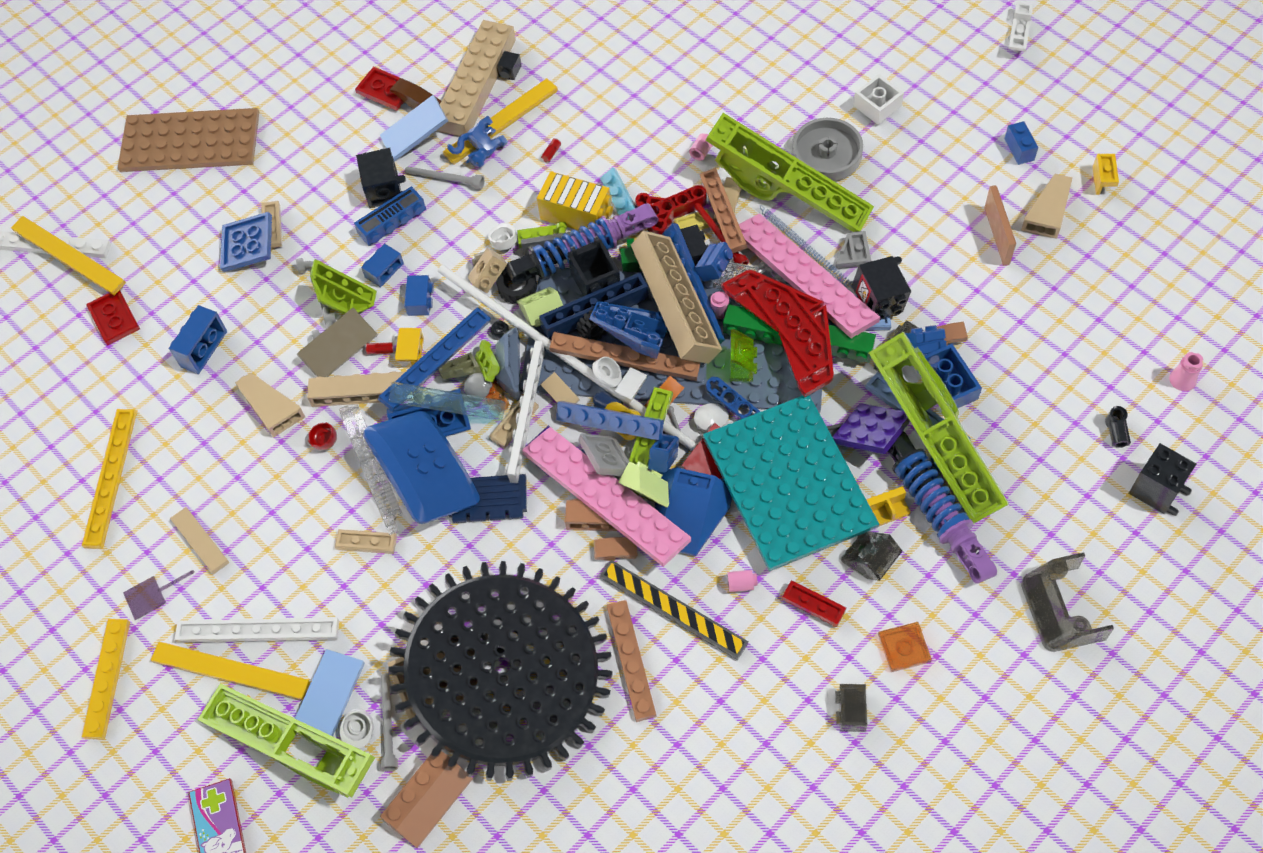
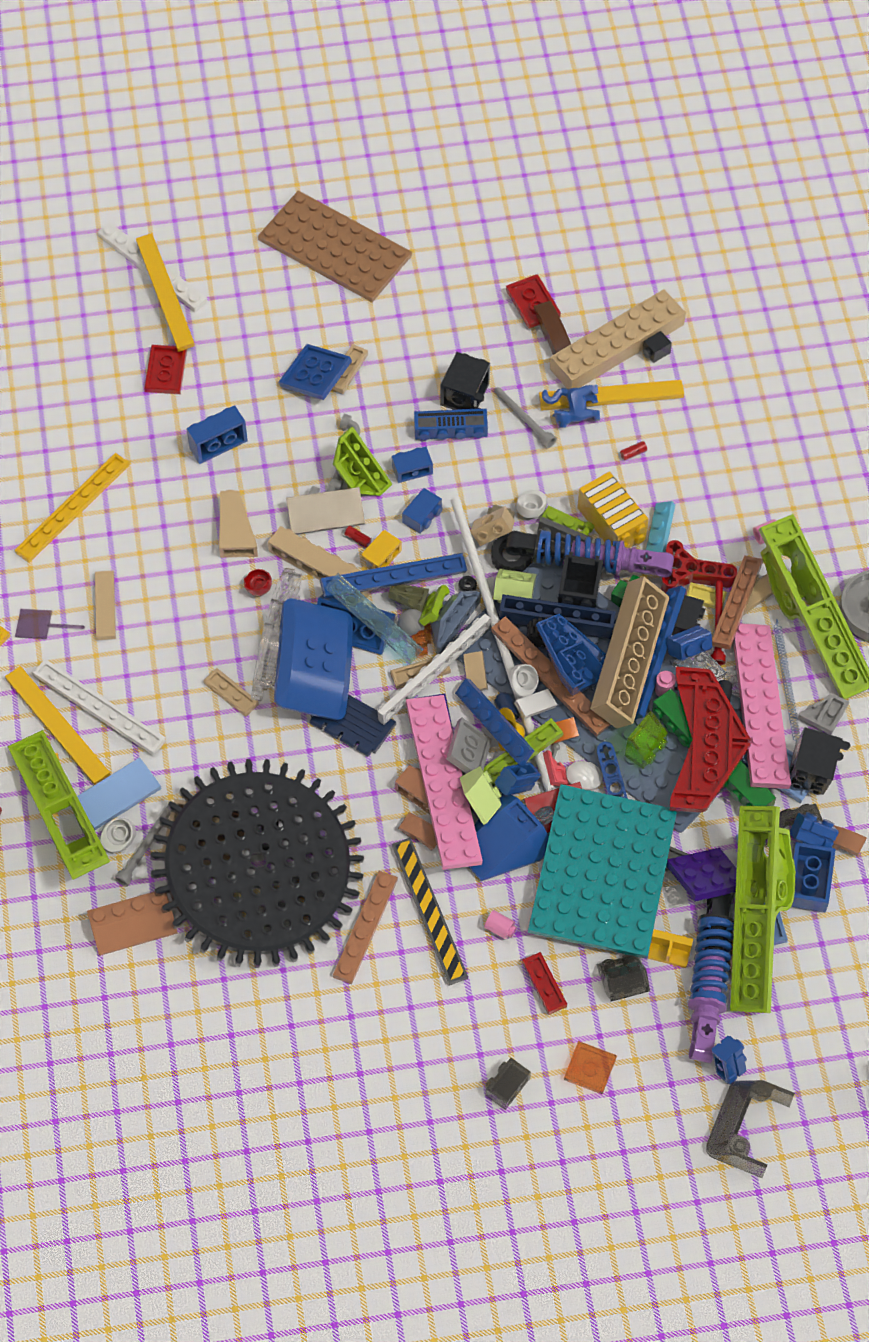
camera: 30 degrees right, 0 degrees up
(414, 127) = (528, 355): light blue tile -> none
(686, 427) = (555, 770): none -> coral tile
(709, 466) = (545, 815): none -> clear light blue tile
(1009, 561) = (729, 1059): none -> blue brick

